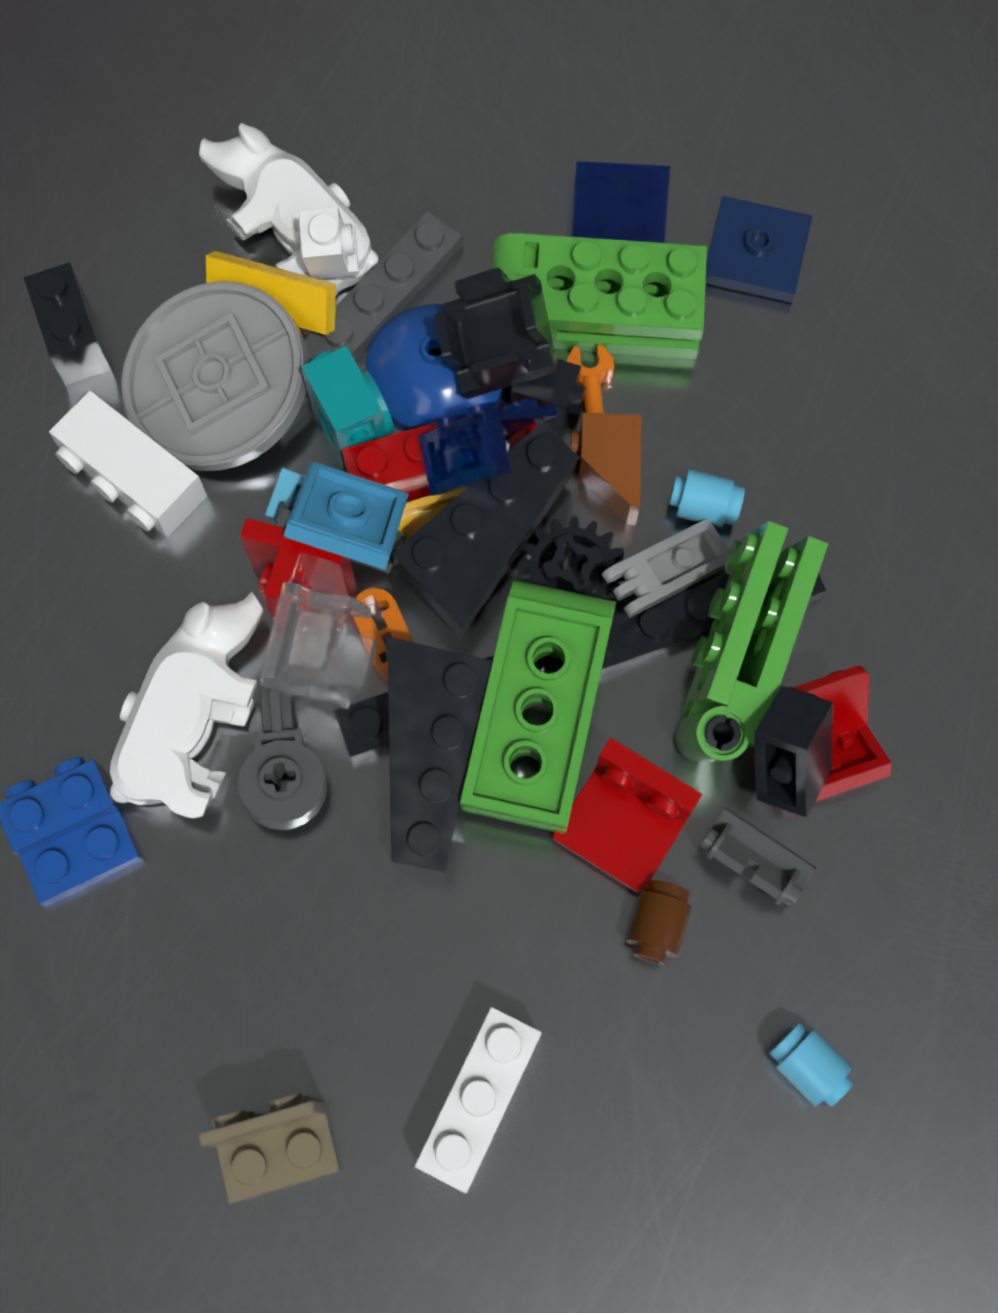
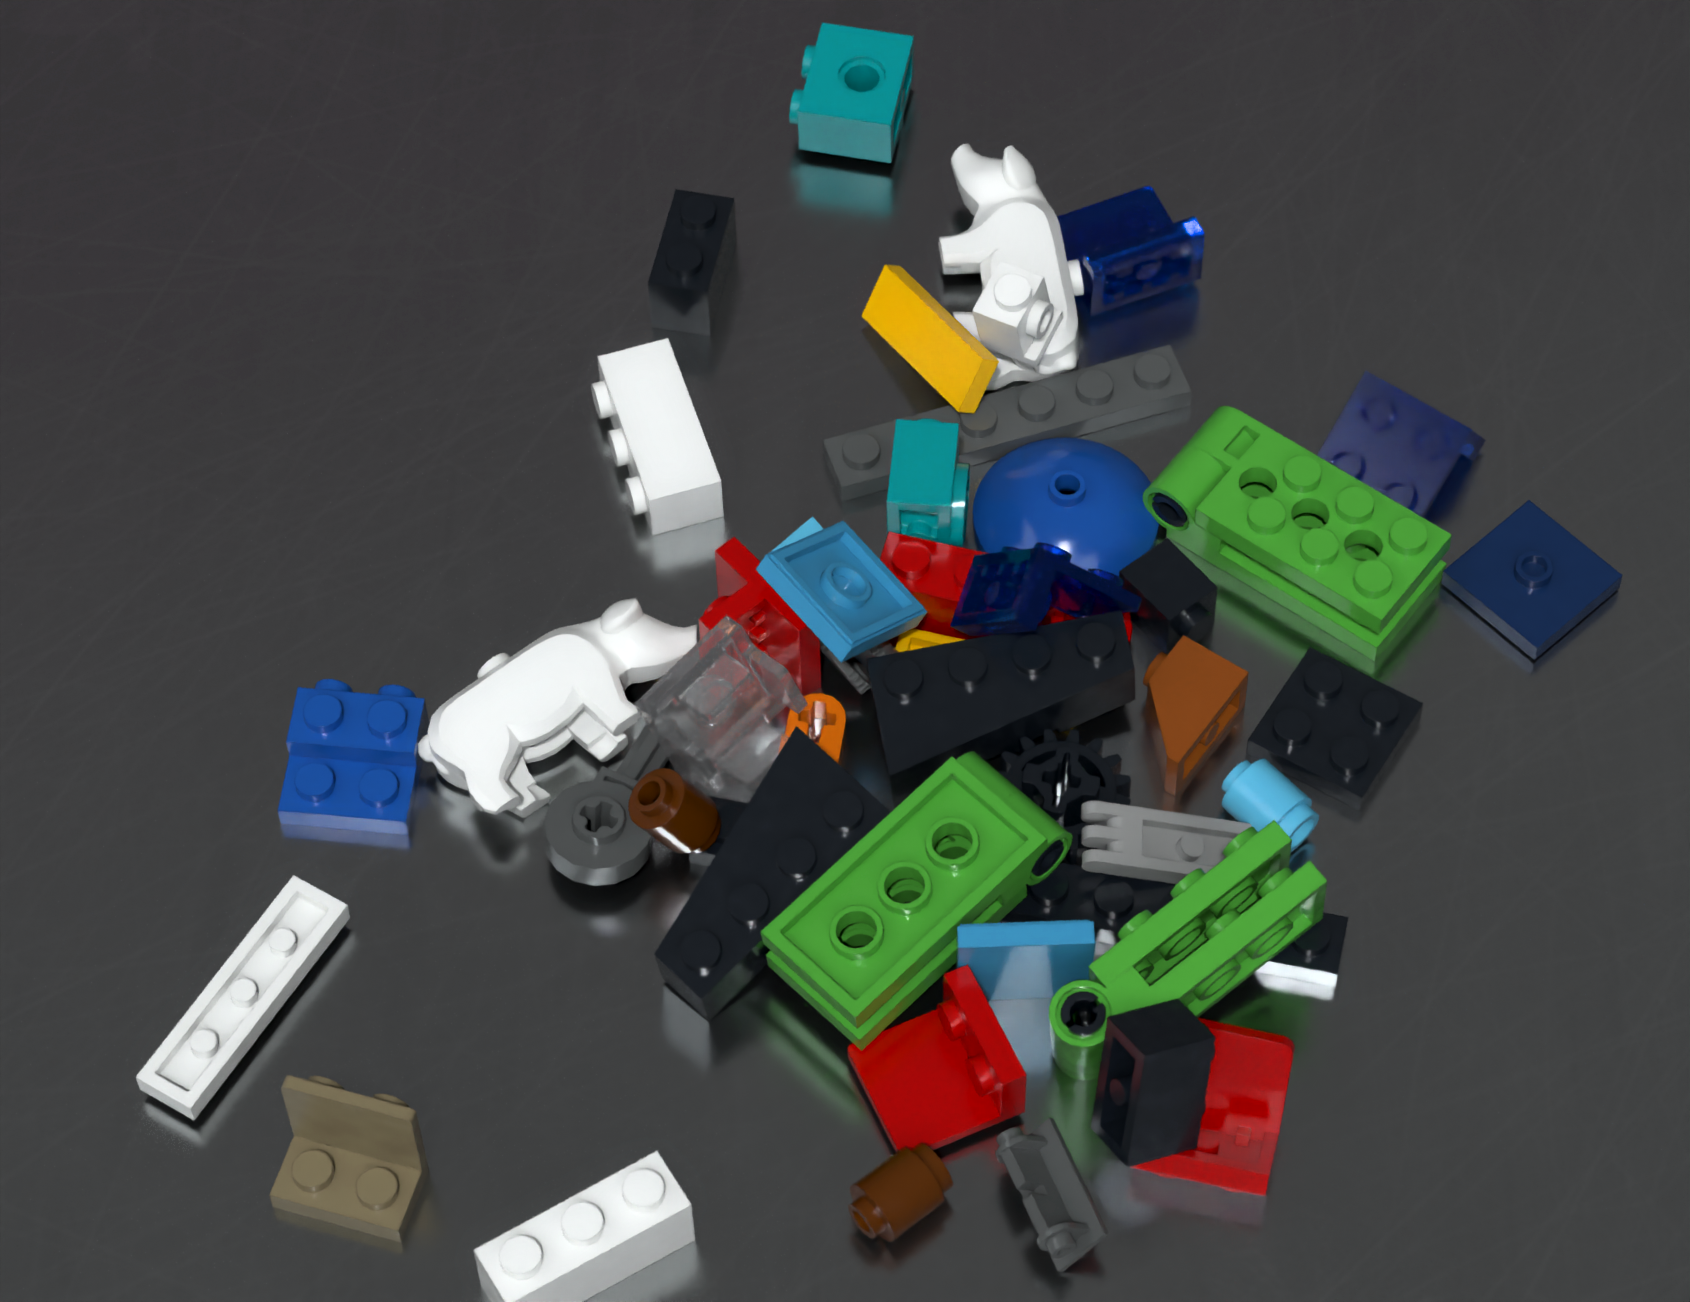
camera: 35 degrees right, 15 degrees down
(97, 141) = (853, 92): none -> teal brick
(108, 1064) = (243, 997): none -> white plate
(215, 375) = (811, 393): light grey plate -> none
(330, 742) = (674, 812): none -> reddish brown brick
(359, 155) = (1130, 249): none -> clear blue bracket
(496, 332) = (1139, 499): black panel -> none
(593, 377) = (1234, 615): orange bar -> none
(639, 705) = (1026, 957): none -> dark azure tile
(706, 420) = (1334, 728): none -> black plate

